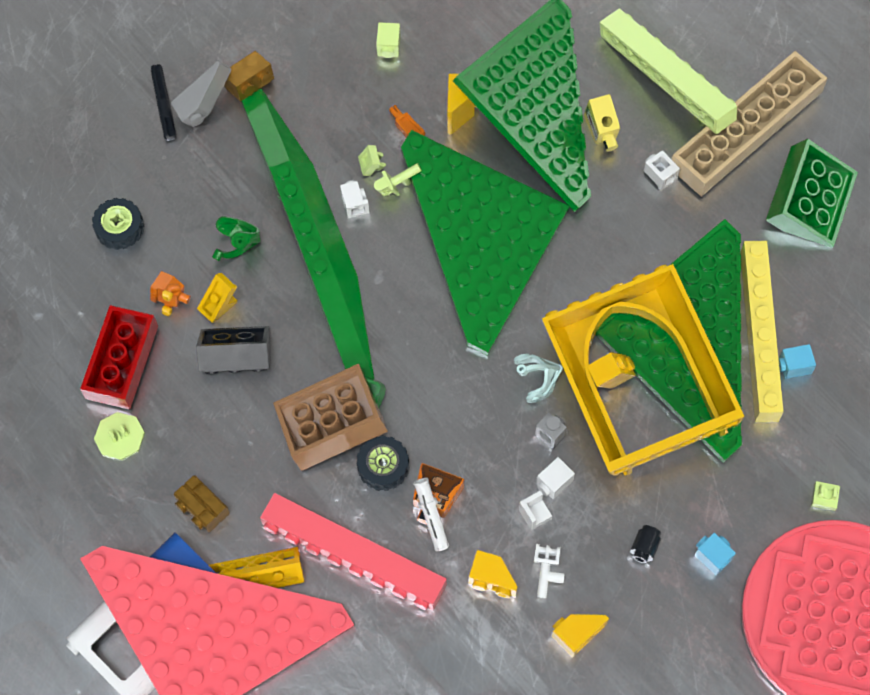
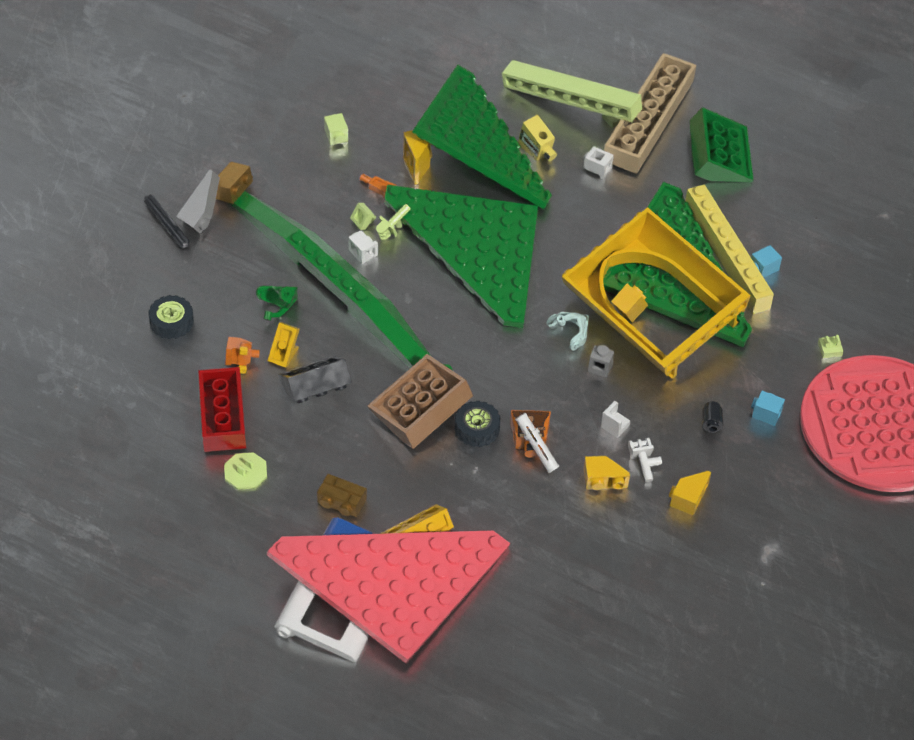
camera: 25 degrees left, 15 degrees down
(353, 551) = (484, 491): coral brick -> none
(555, 478) = (621, 392): white brick -> none

